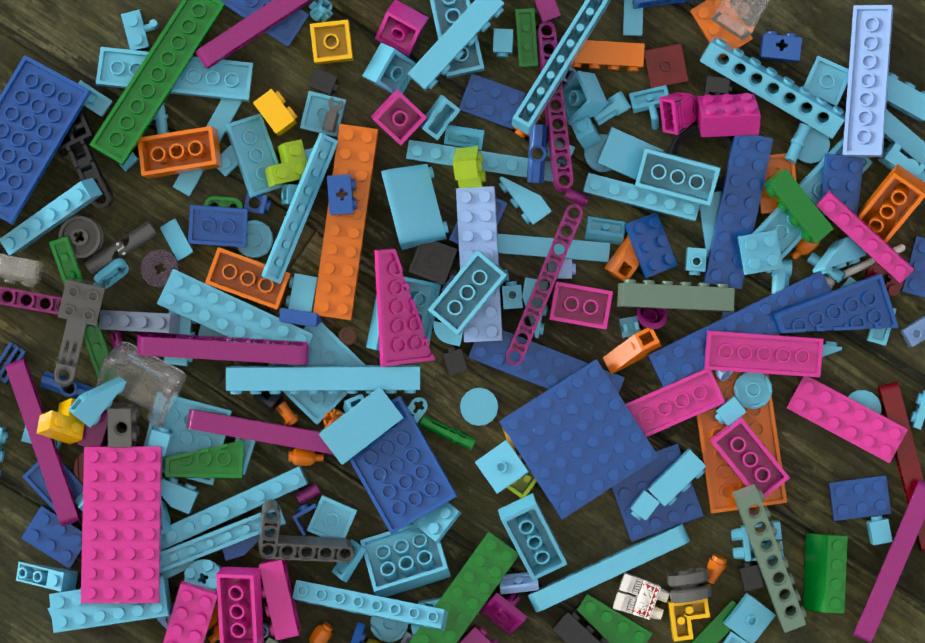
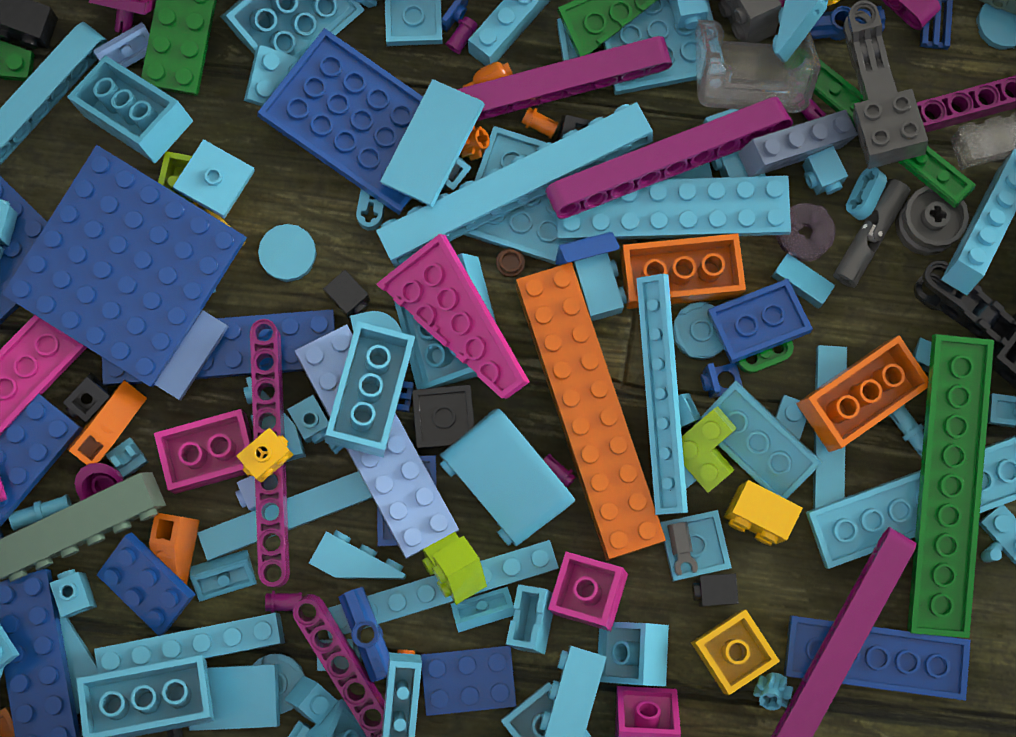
camera: 155 degrees right, 10 degrees down
(130, 298) = (824, 171): none -> medium azure brick
(335, 185) = (613, 421): blue brick -> none
(381, 195) = (564, 475): none -> magenta pin
(447, 432) = (313, 198): green pin -> none
(537, 279) = (276, 456): none -> yellow head
(564, 367) = (191, 355): none -> medium blue tile
(629, 370) = (78, 407): none -> black brick
(693, 317) = (39, 511): none -> medium azure pin

